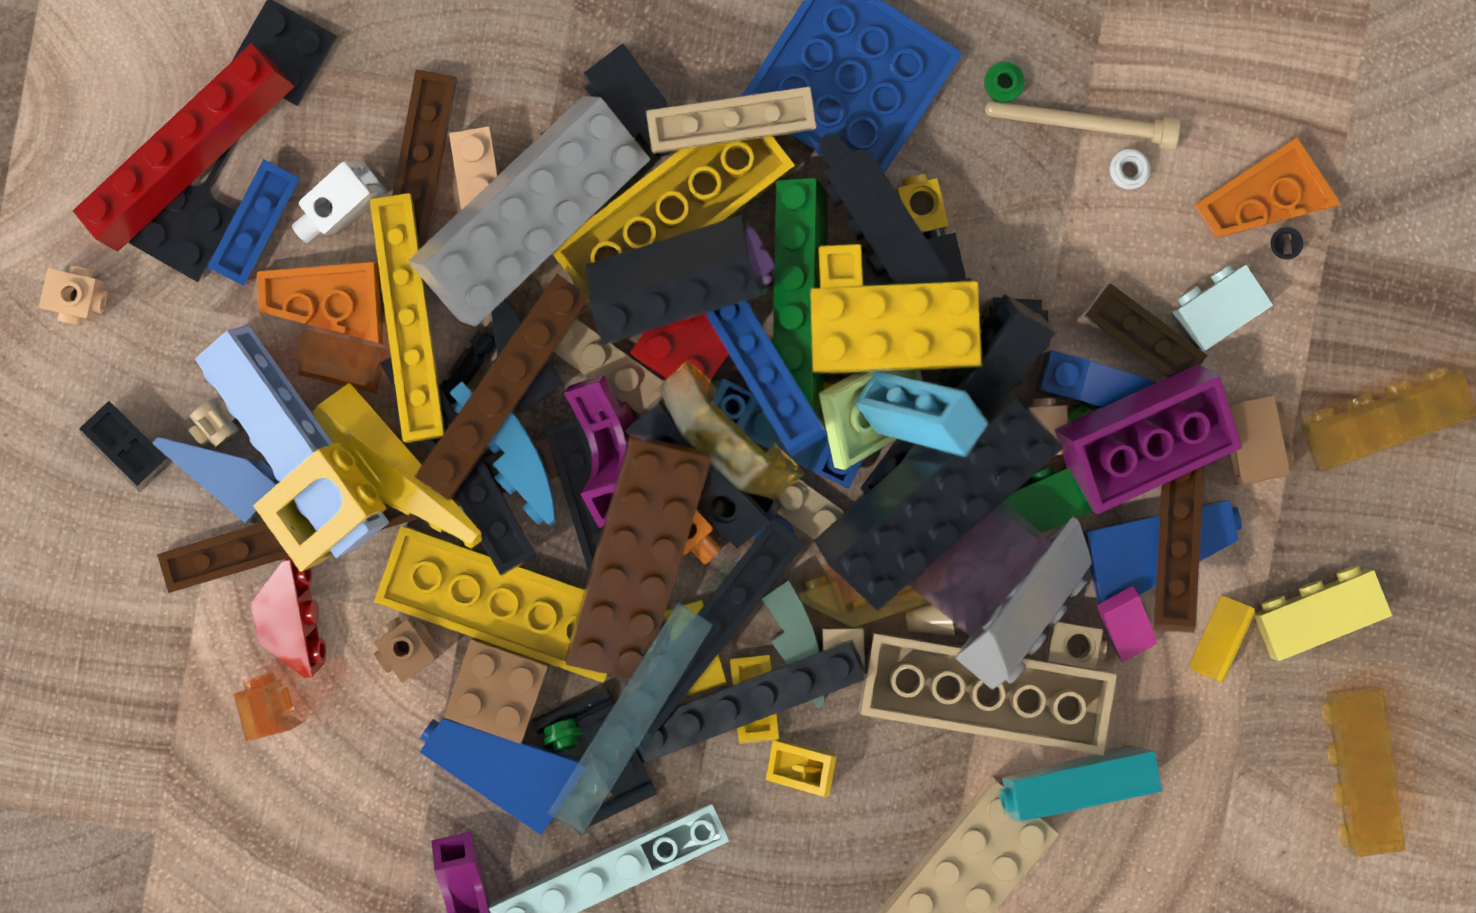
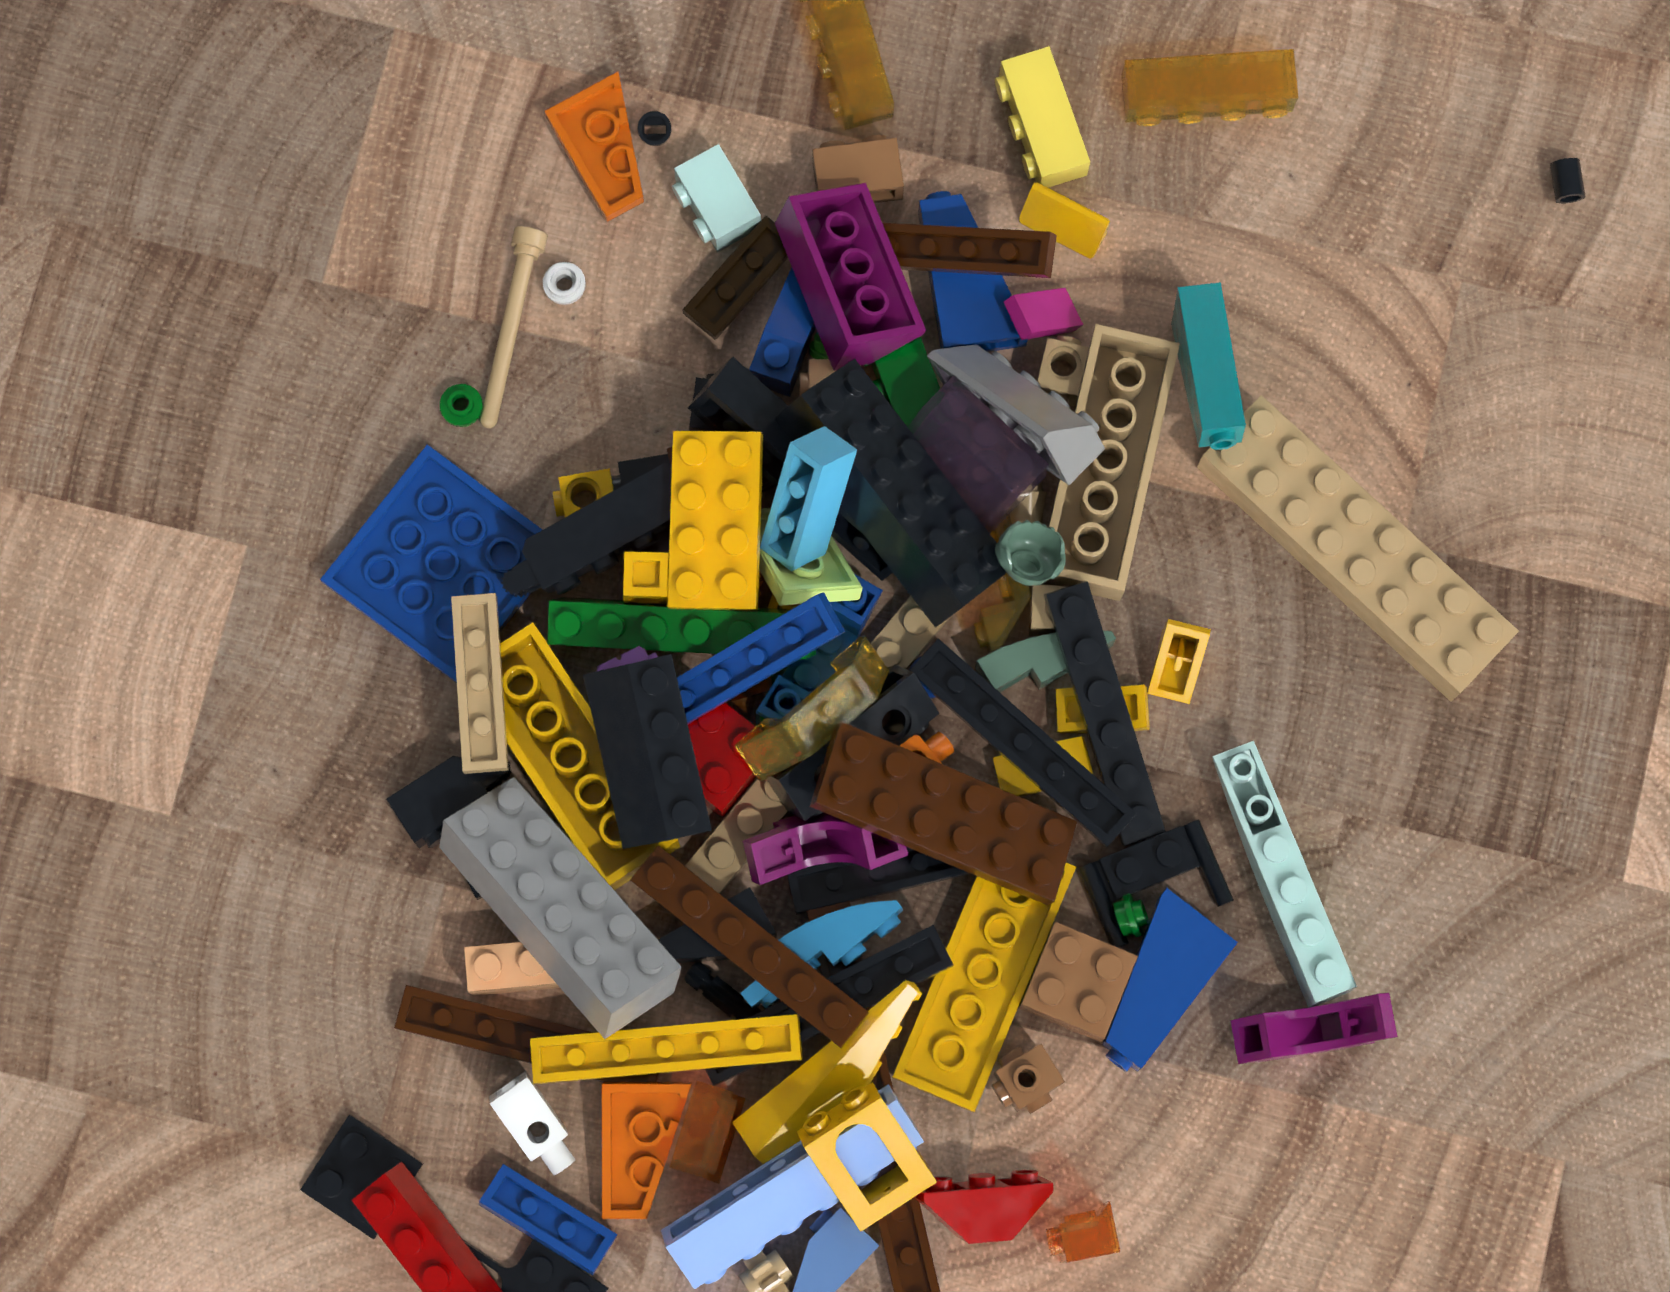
camera: 85 degrees left, 10 degrees down
(630, 718) = (1116, 834): clear light blue plate -> none
(887, 625) = (1031, 552): none -> sand green hair

